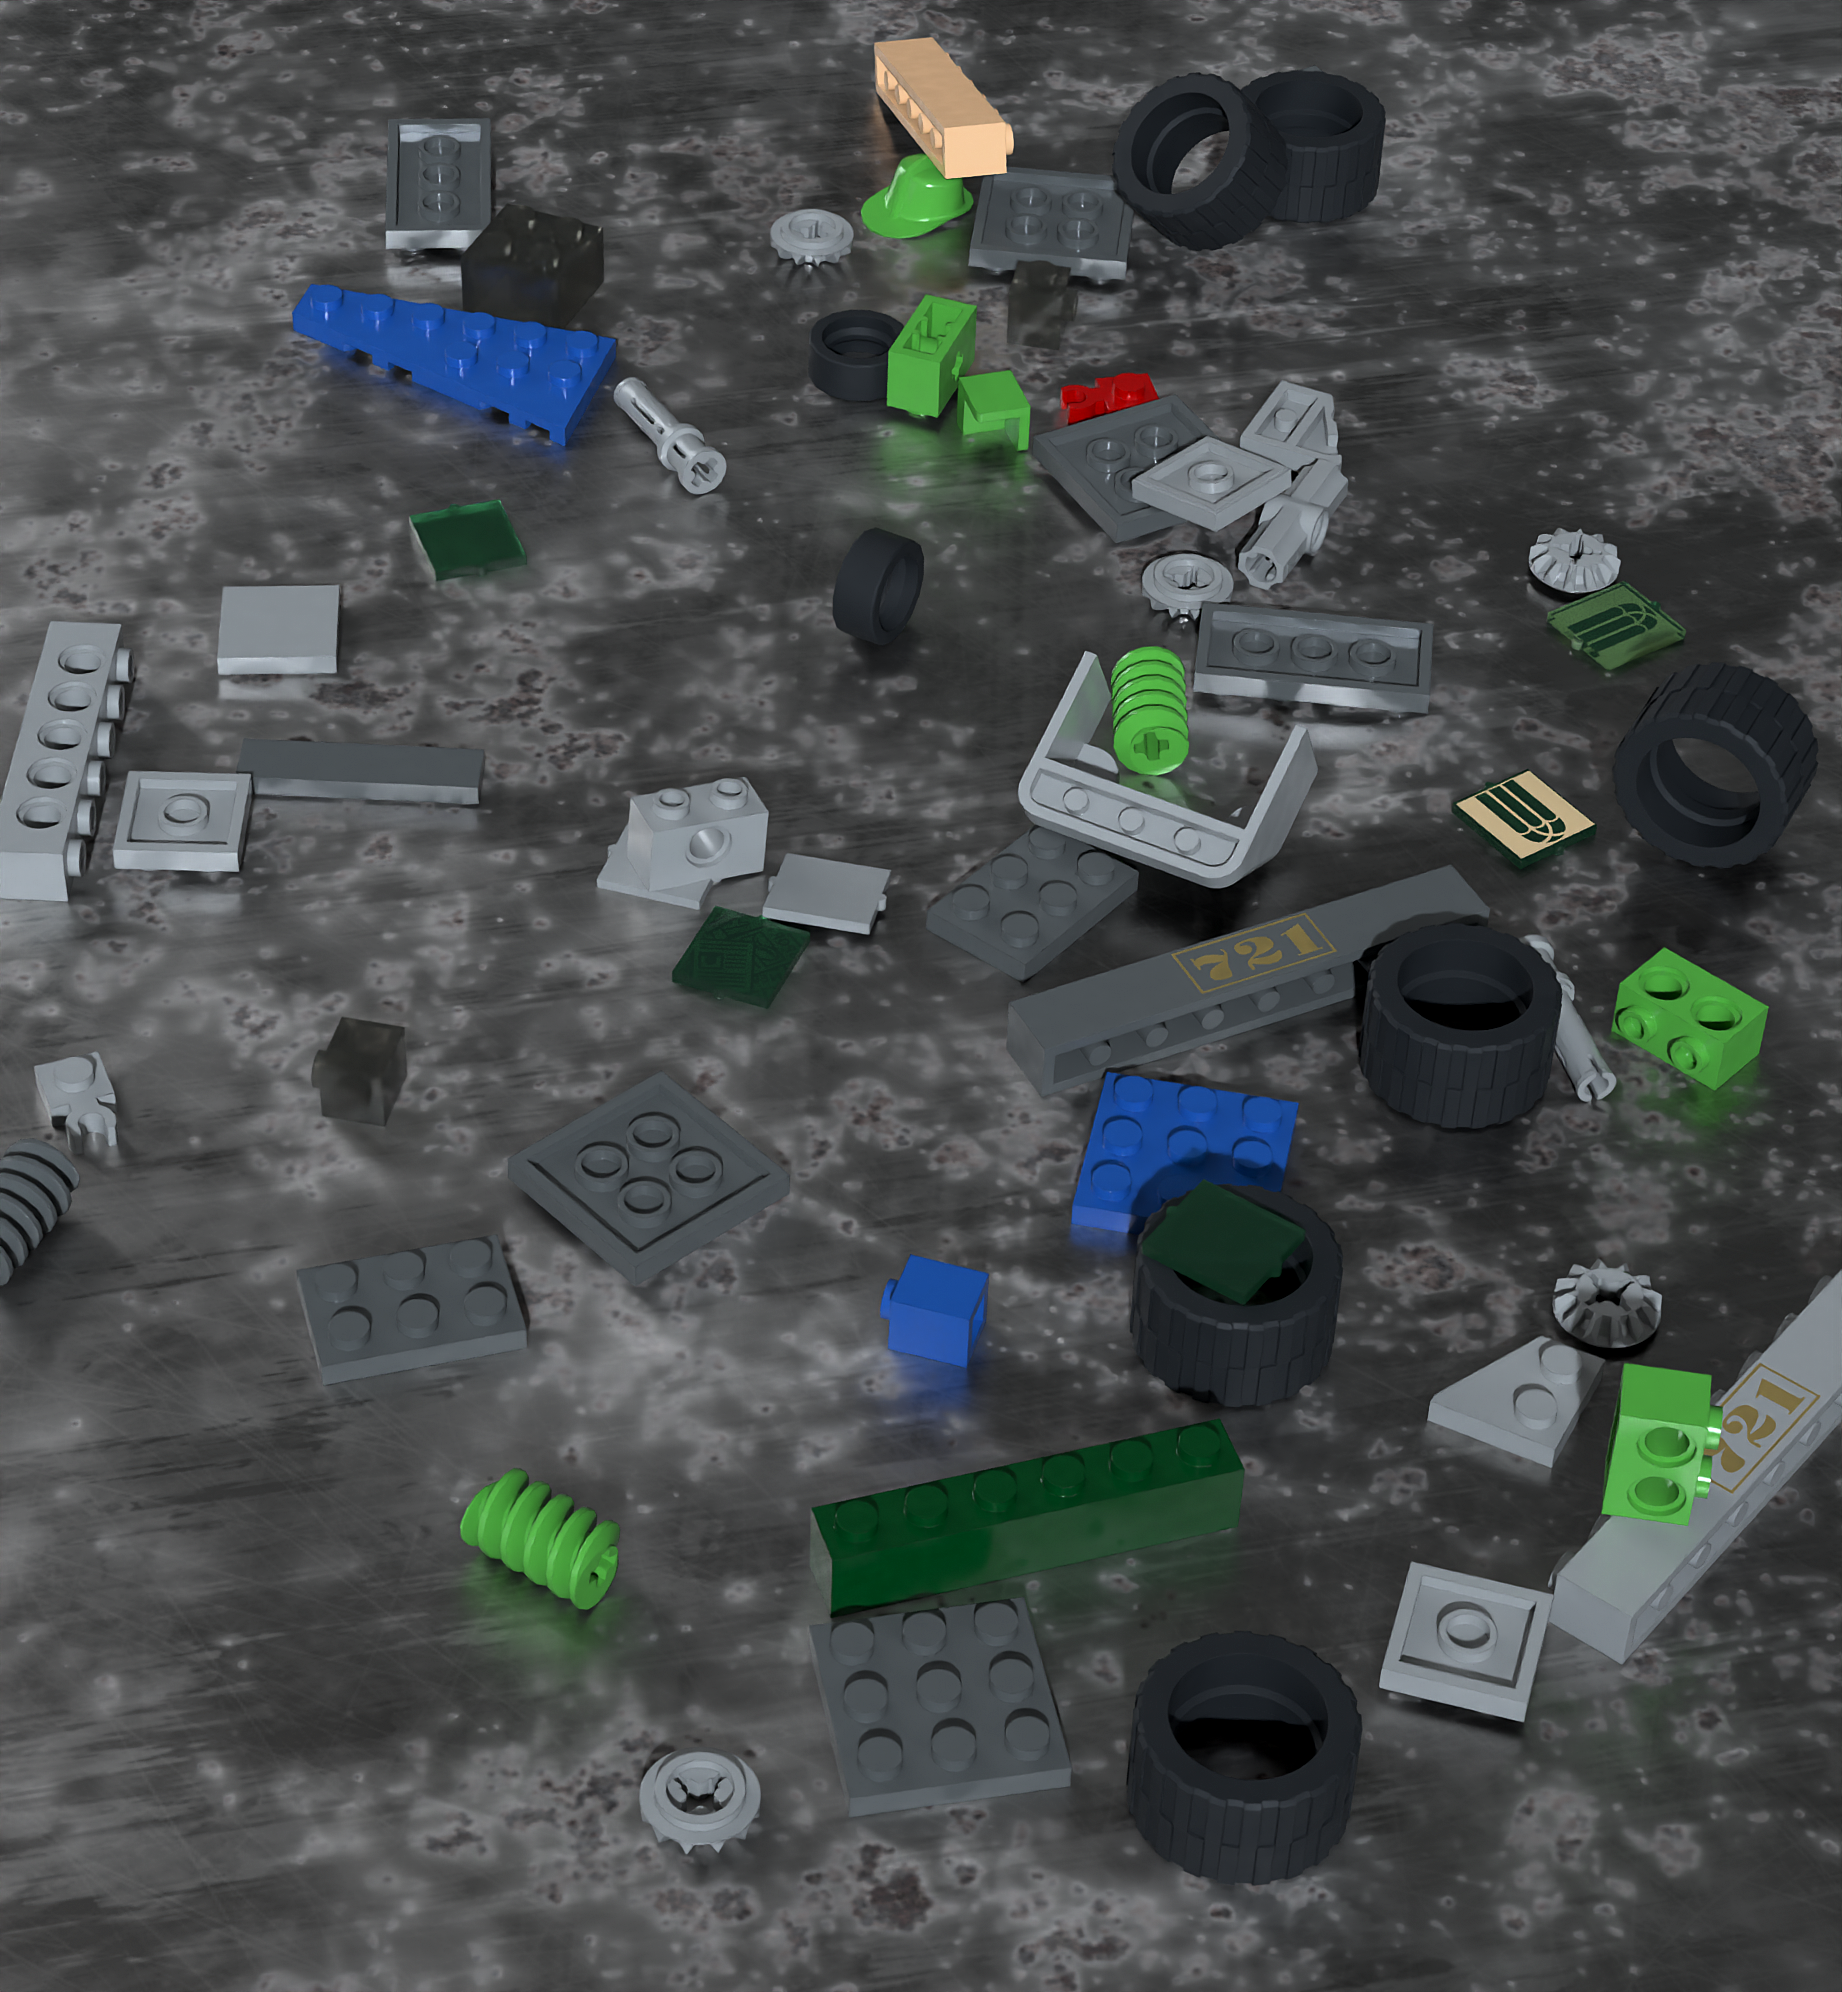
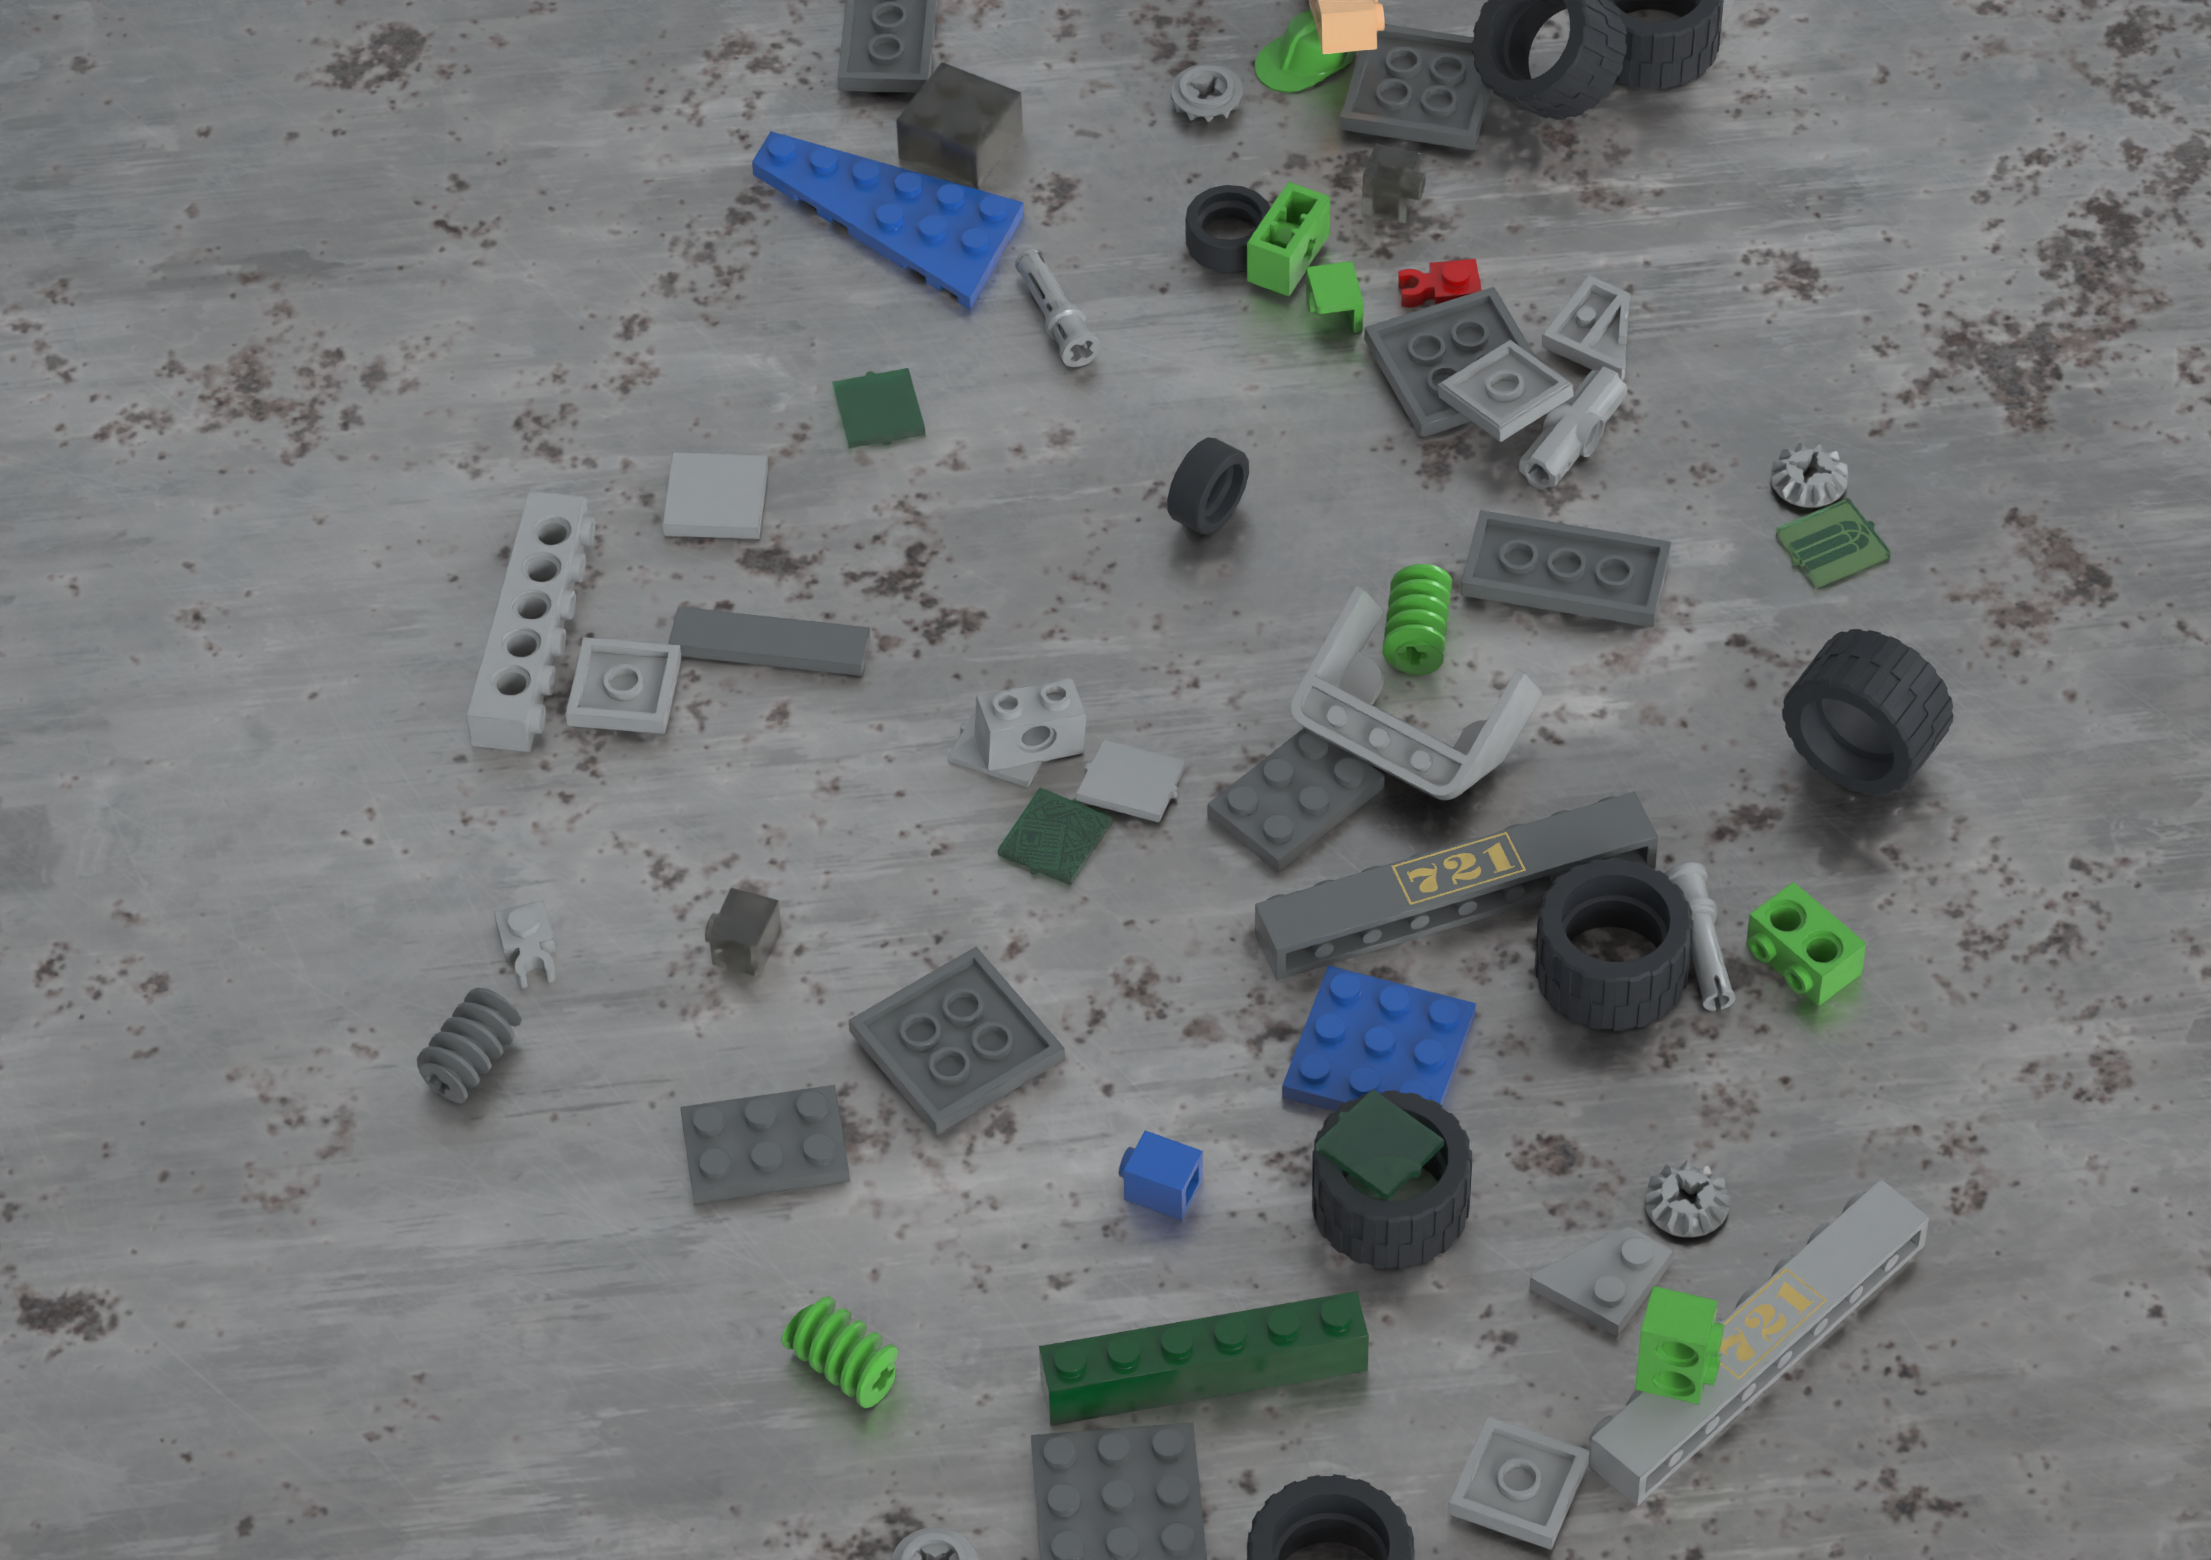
camera: 10 degrees right, 10 degrees up
(1169, 576) = (1465, 473): light grey gear -> none
(1524, 818) = (1714, 736): piece -> none

